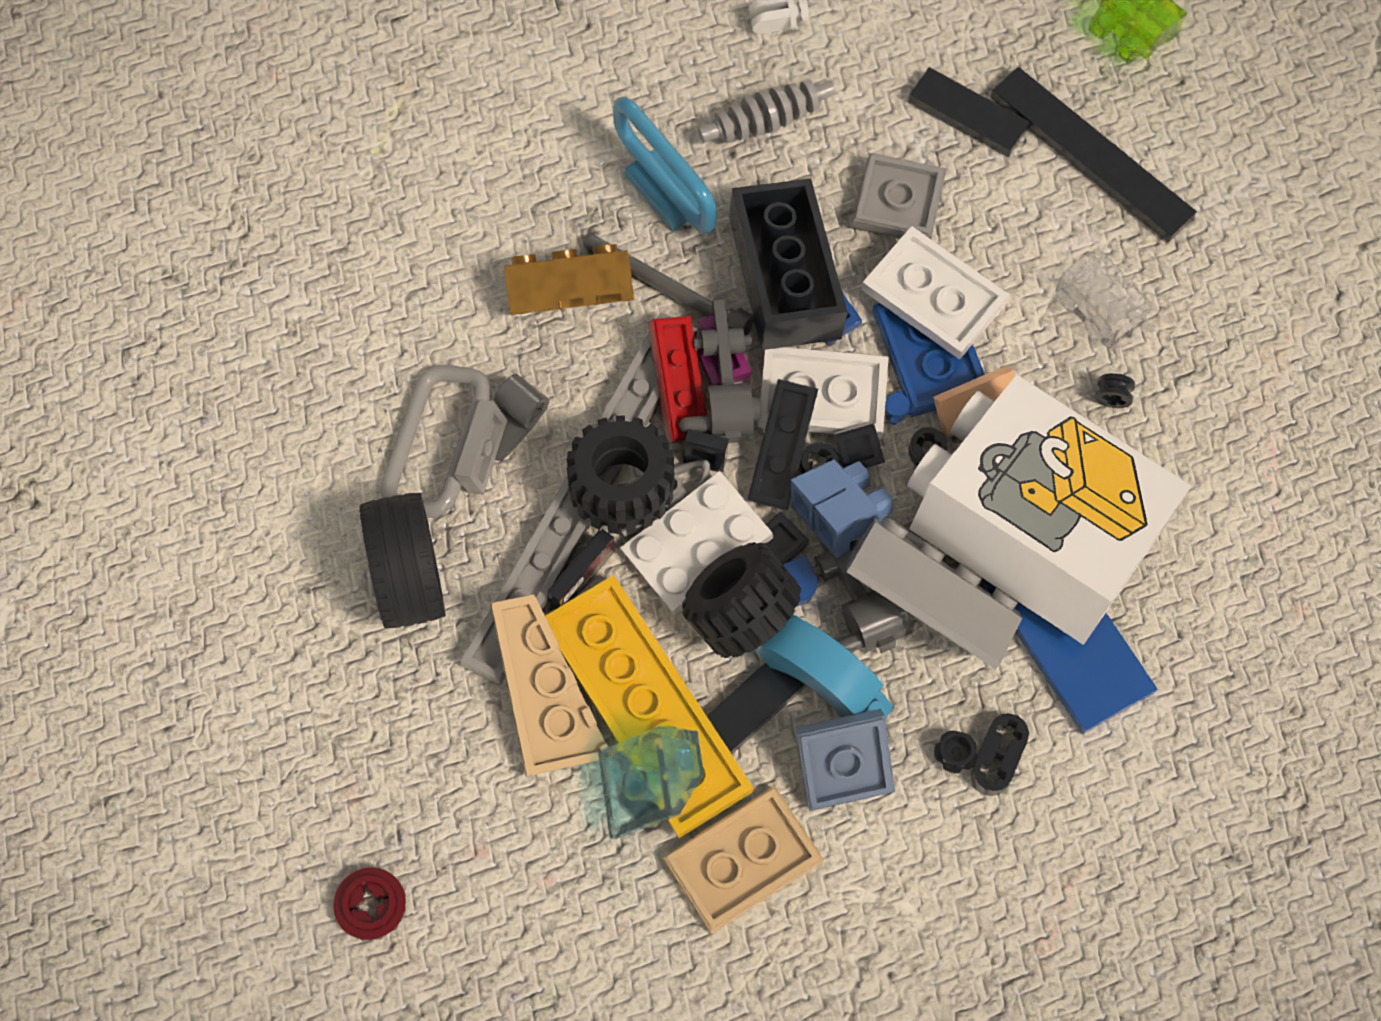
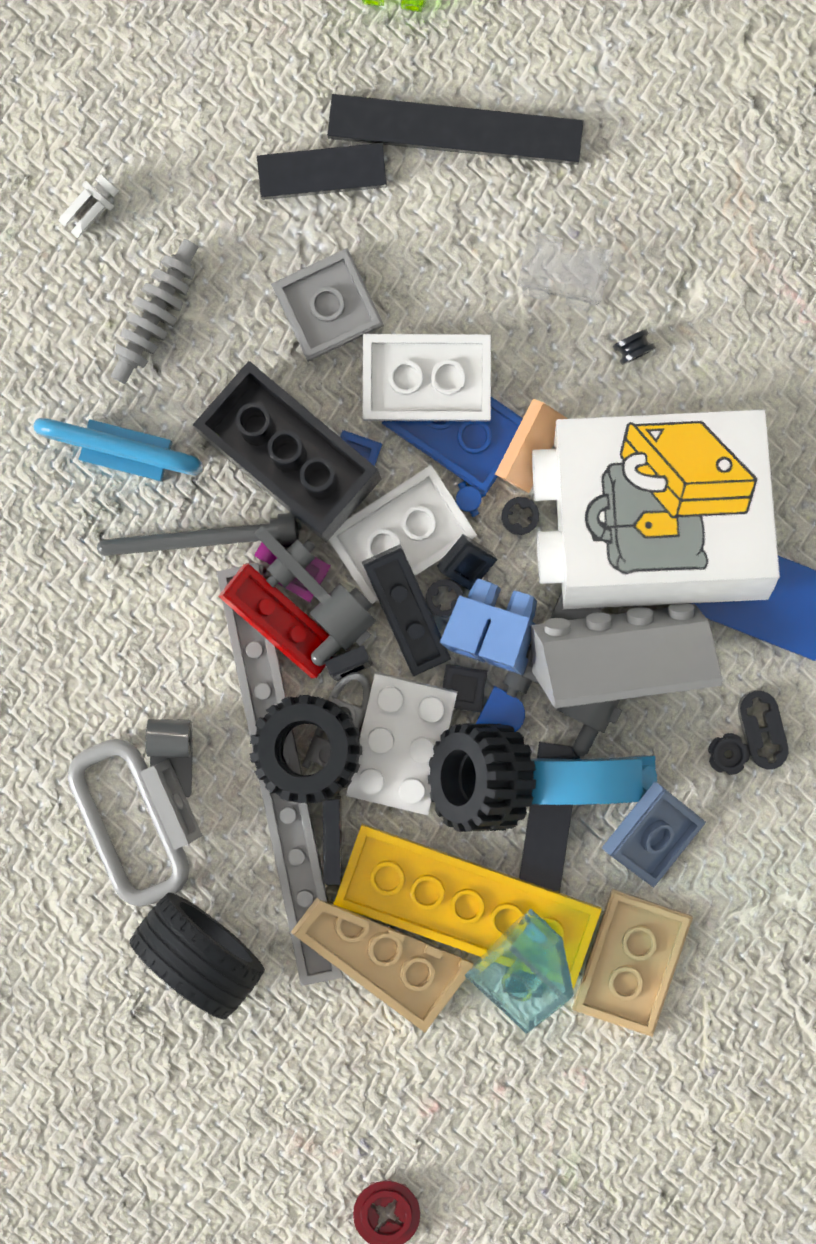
camera: 35 degrees left, 20 degrees up
(568, 280) = (123, 607): pearl gold wedge -> none

